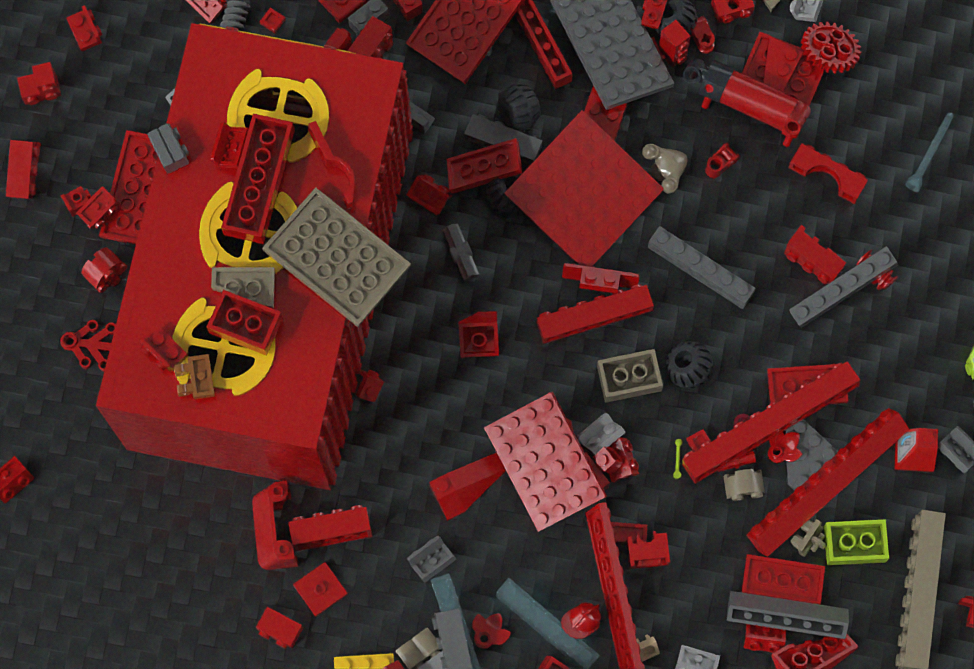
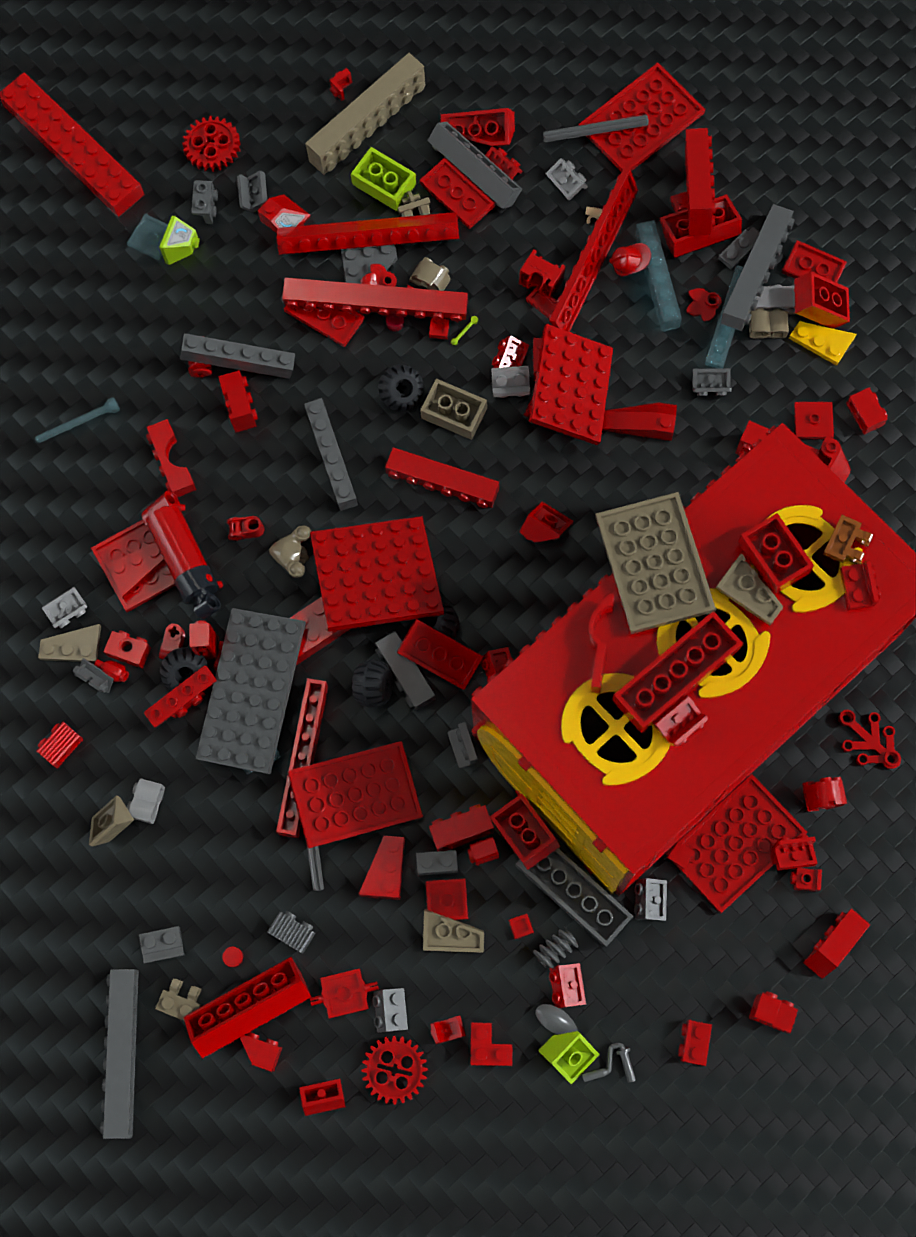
camera: 140 degrees left, 0 degrees up
(168, 147) = (736, 762): dark grey brick -> none
(460, 252) = (511, 602): dark grey piece -> none
(599, 278) = (419, 498): red bracket -> none
(608, 460) = (525, 354): red brick -> none
(830, 47) = (81, 553): red gear -> none

